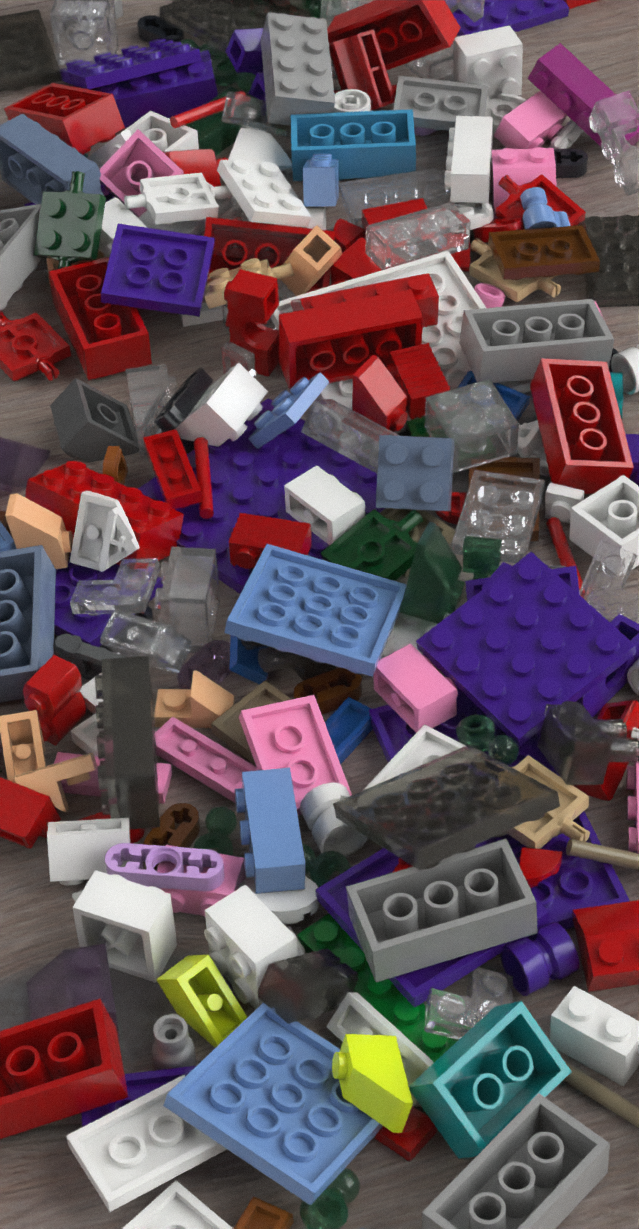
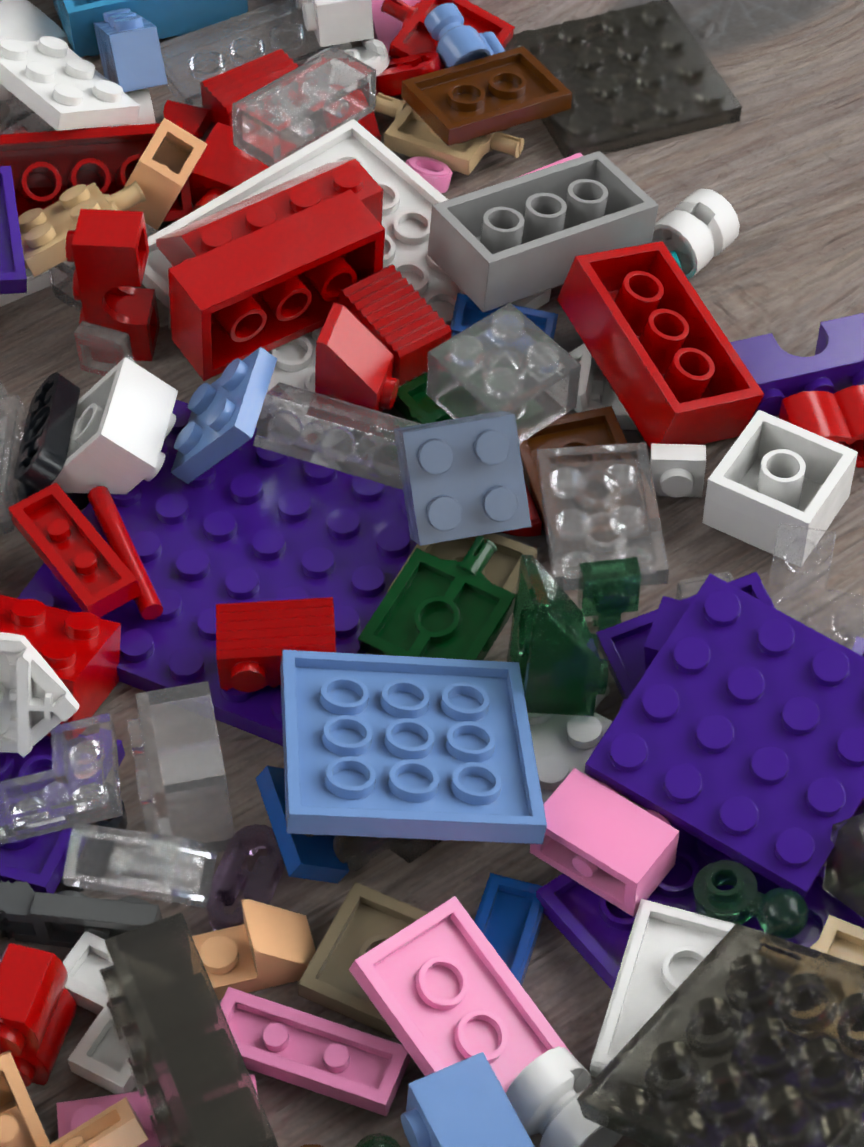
camera: 20 degrees left, 5 degrees up
(323, 503) = (335, 557): white brick -> none
(329, 688) = (446, 865): reddish brown beam -> none
(561, 545) = (697, 536): red bar -> none

